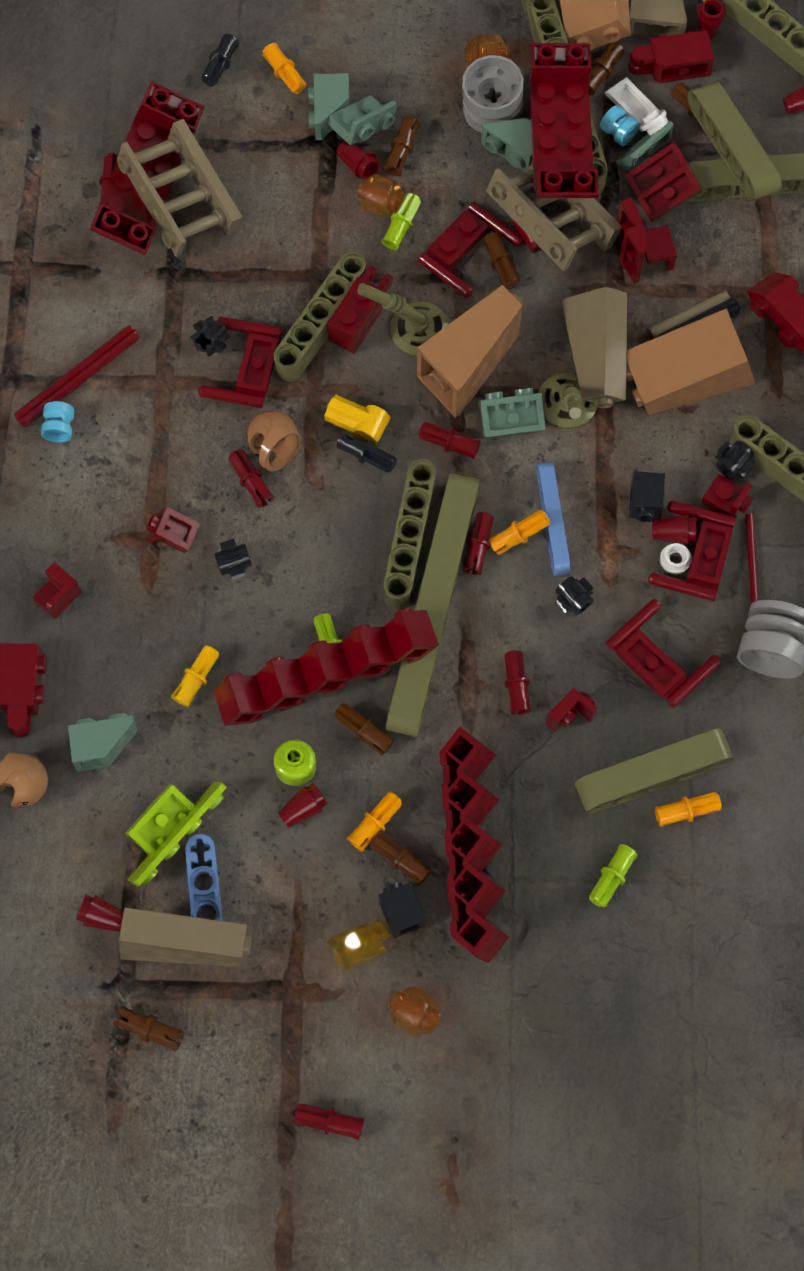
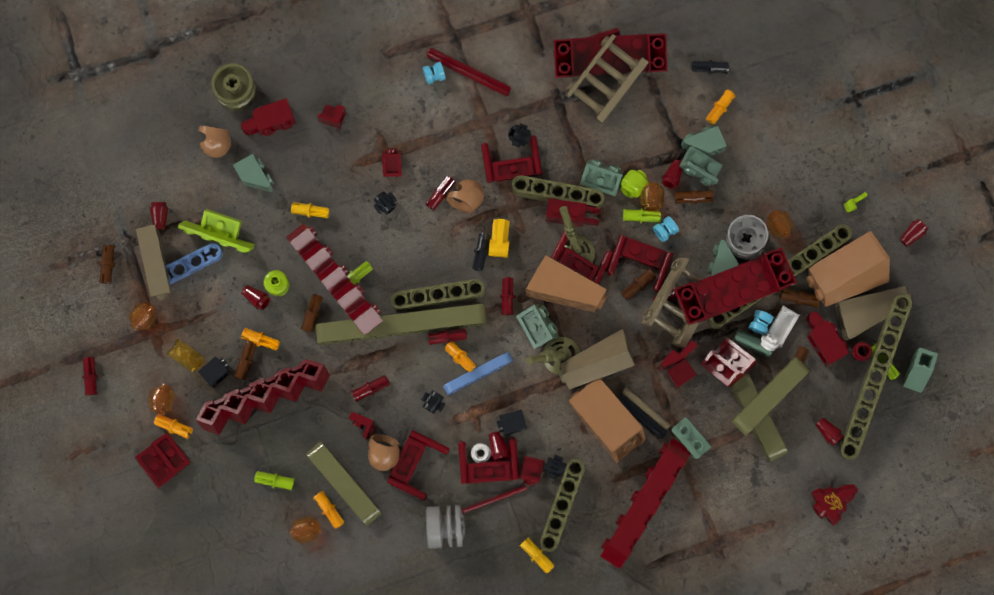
camera: 70 degrees right, 10 degrees up
(262, 996) = (142, 316): none -> clear orange head
(322, 251) = (602, 177): none -> sand green bracket
(350, 212) = (633, 183): none -> lime head
(434, 322) = (579, 264): none -> dark red plate
(436, 199) = (665, 229): none -> medium azure wheel
(465, 1009) = (173, 426): none -> light orange axle
(516, 1047) = (162, 460): none -> dark red slope
(634, 694) = (382, 456): none -> medium nougat helmet
(709, 853) = (305, 529): none -> clear orange head
(755, 263) = (691, 438): none -> sand green bracket

